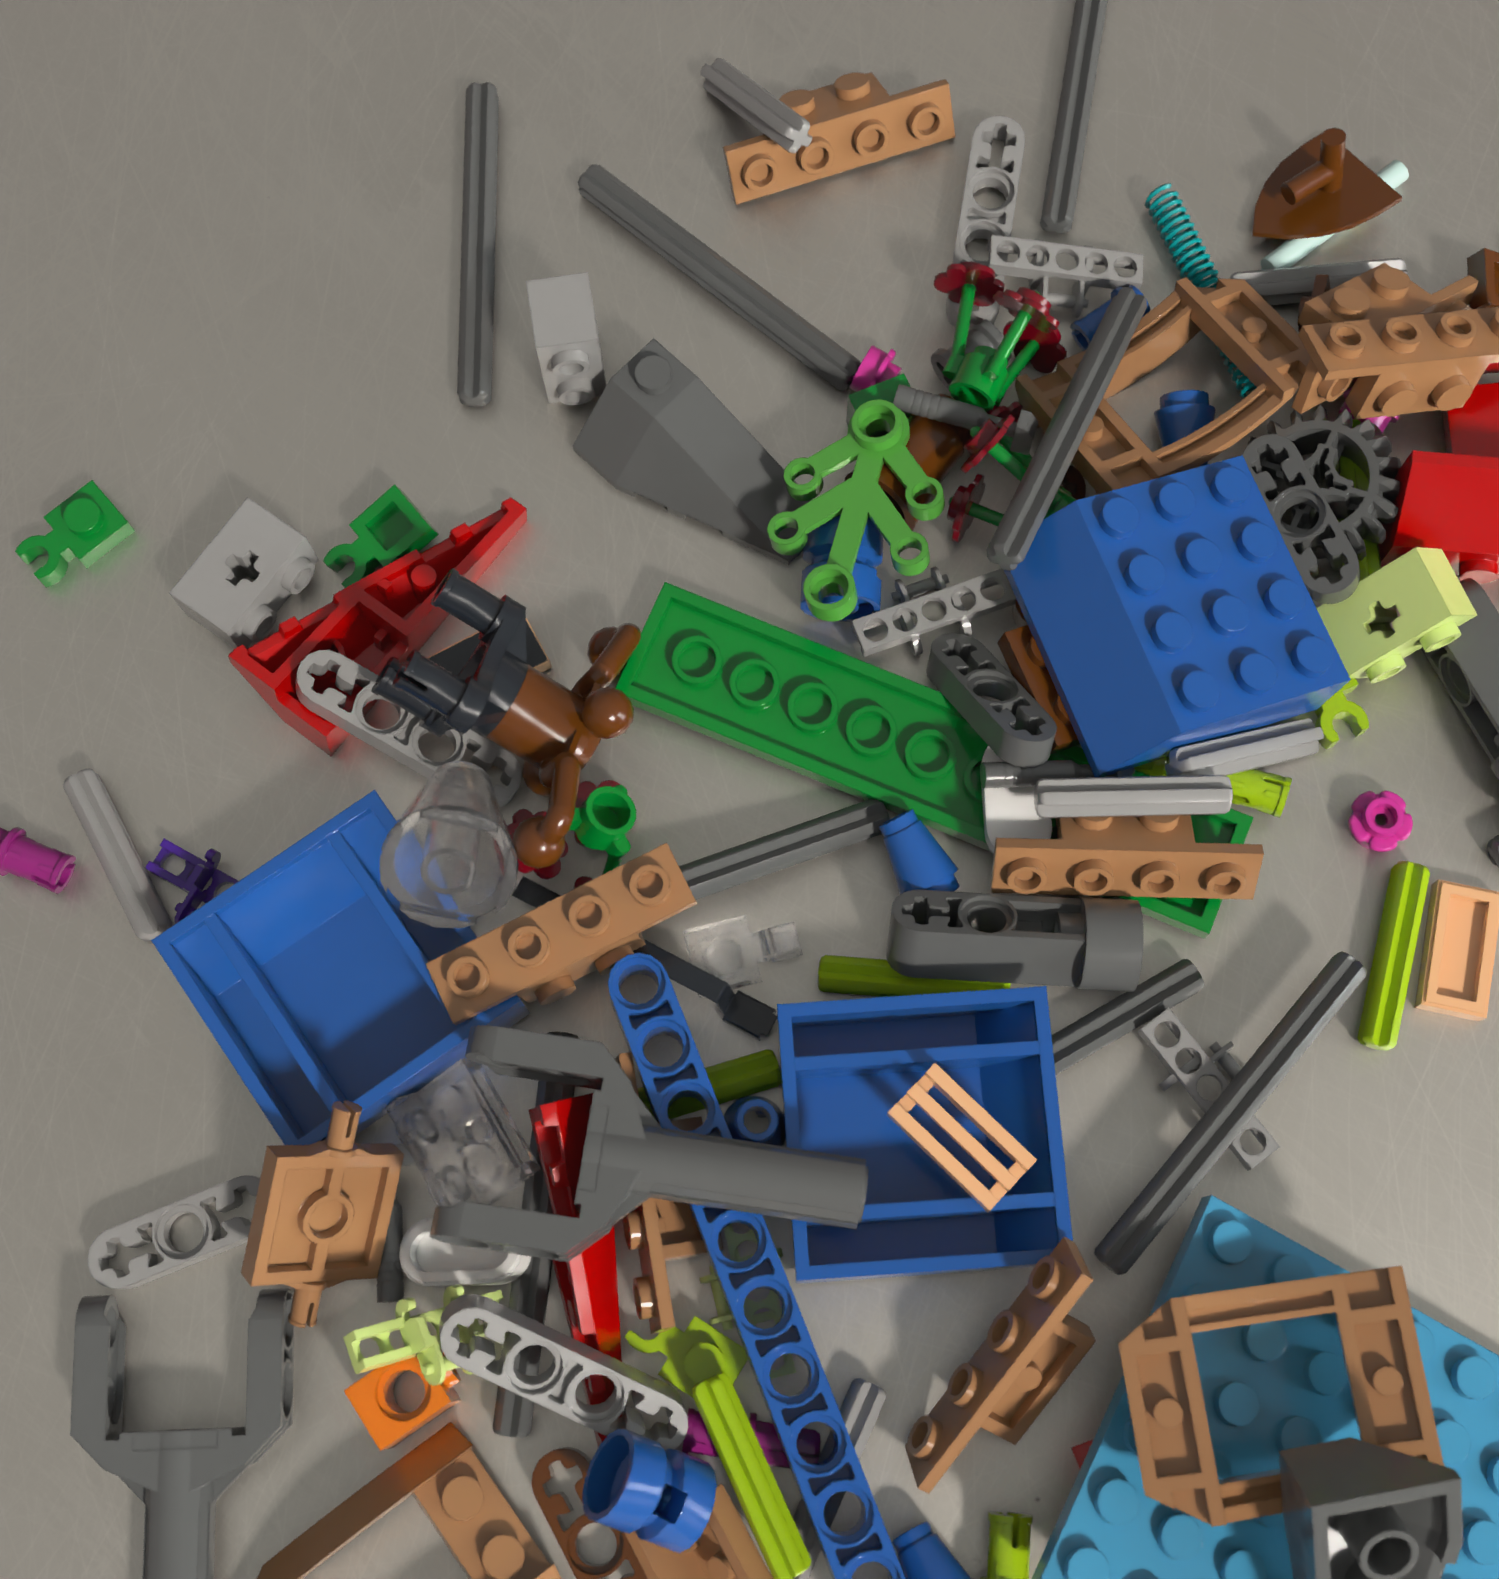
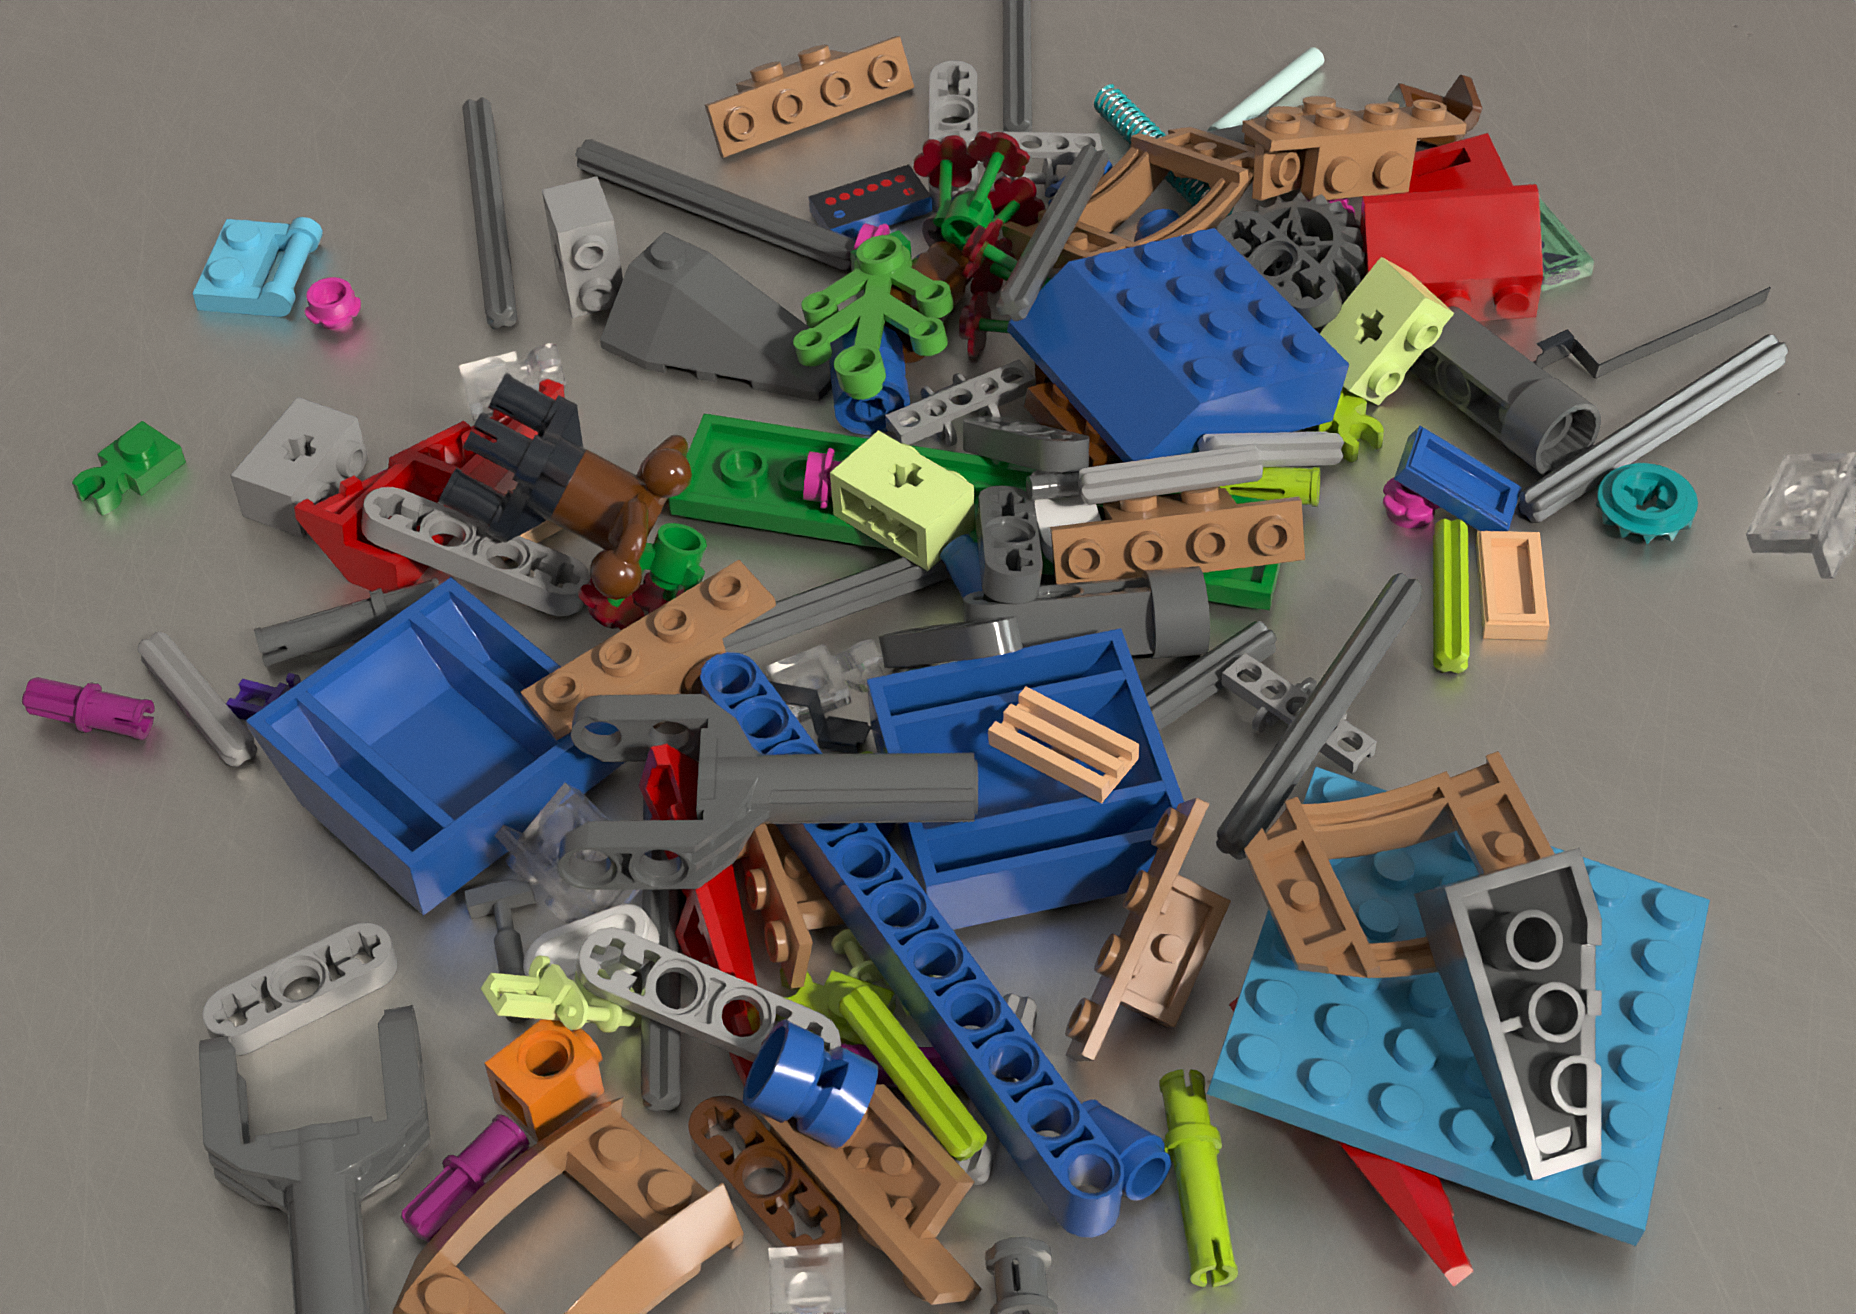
camera: 10 degrees left, 25 degrees down
(214, 272) = (242, 263): none -> medium azure plate
(263, 790) = (336, 624): none -> dark grey pin
(297, 336) = (331, 303): none -> dark pink plate
(315, 1490) = (464, 1176): none -> magenta axle
(322, 1213) = (442, 914): medium nougat plate -> none
(385, 533) = (427, 414): green plate -> none
(451, 850) = (540, 616): clear cone -> none
(463, 488) = (484, 376): none -> clear plate
(756, 105) = (730, 73): light grey axle -> none
(774, 707) = (817, 476): none -> dark pink plate
(858, 790) = (902, 499): none -> yellowish green brick
(882, 304) = (872, 200): none -> black tile
(896, 978) = (951, 642): none -> dark grey beam
(934, 866) = (1008, 545): none -> dark grey beam
(964, 415) = (953, 243): dark grey piece -> none
(1320, 192) = (1248, 73): reddish brown shield -> none
(1431, 821) = (1457, 482): none -> blue tile

